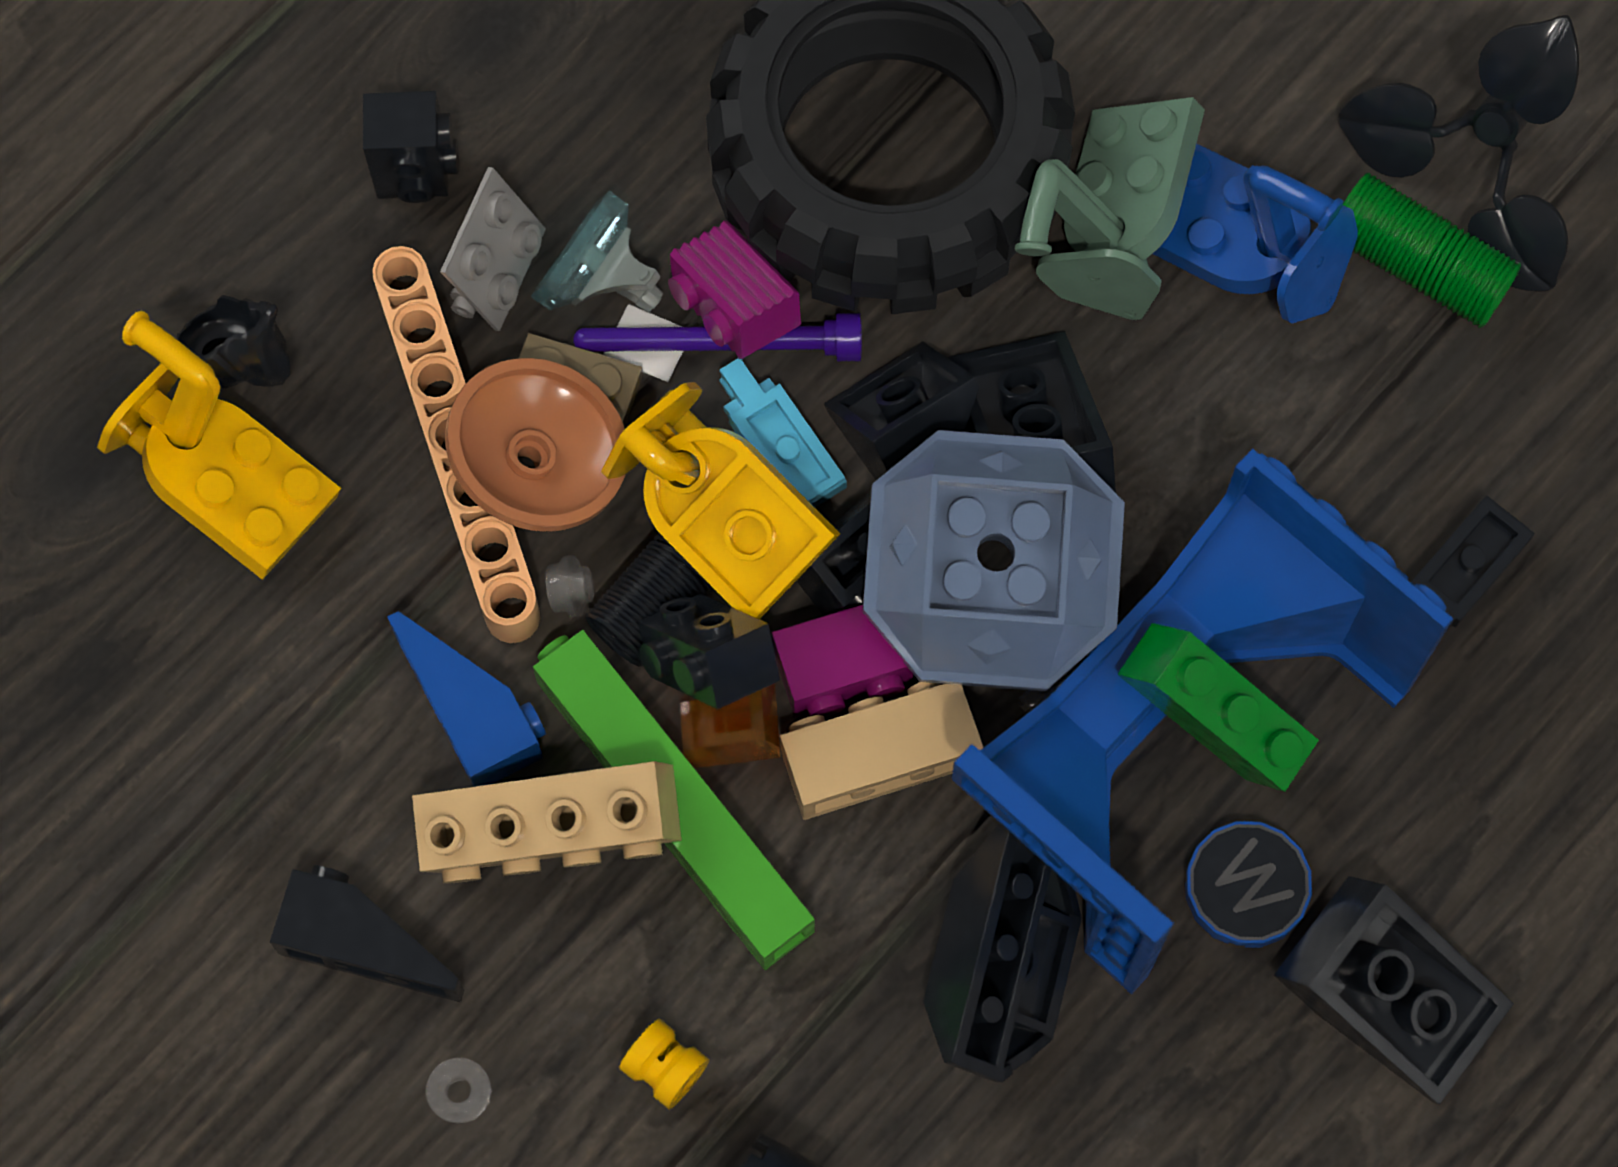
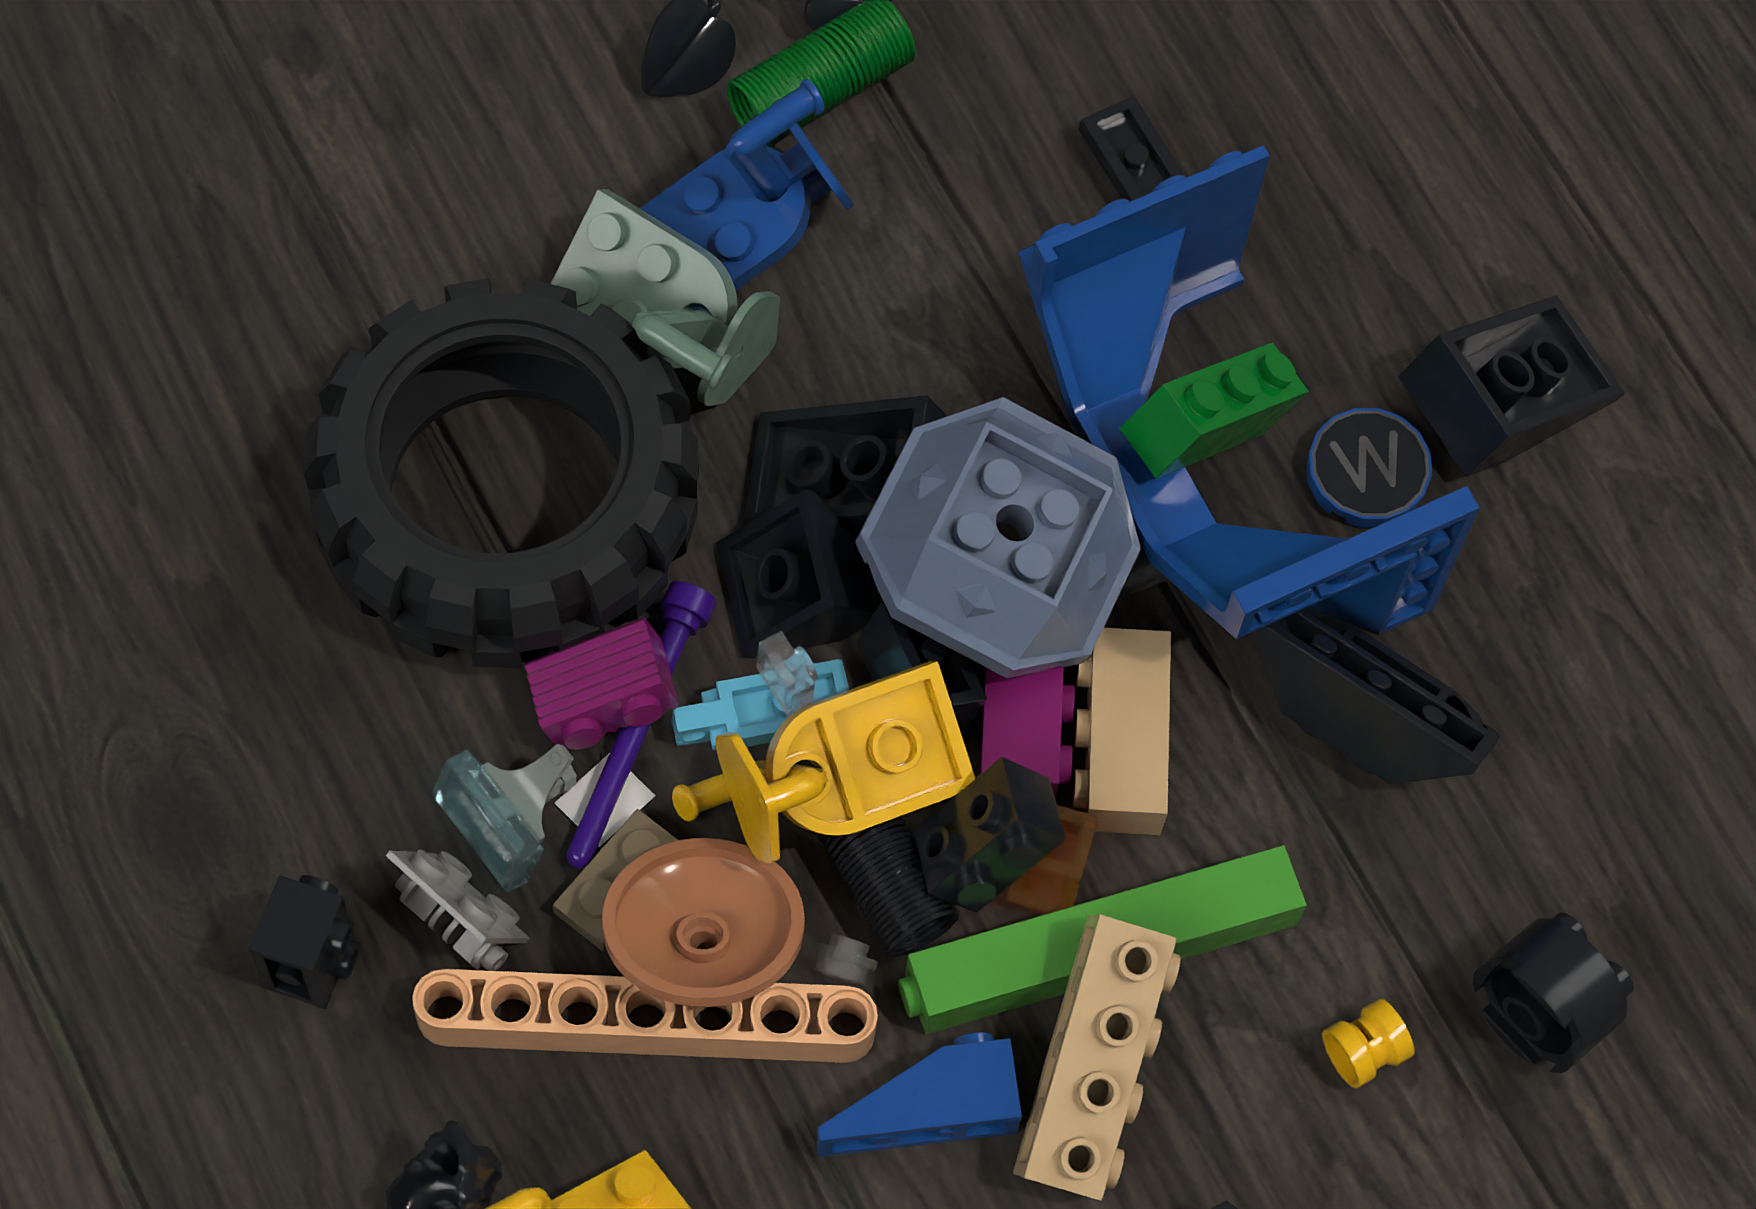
camera: 75 degrees left, 5 degrees down
(800, 433) = (787, 672): none -> clear plate

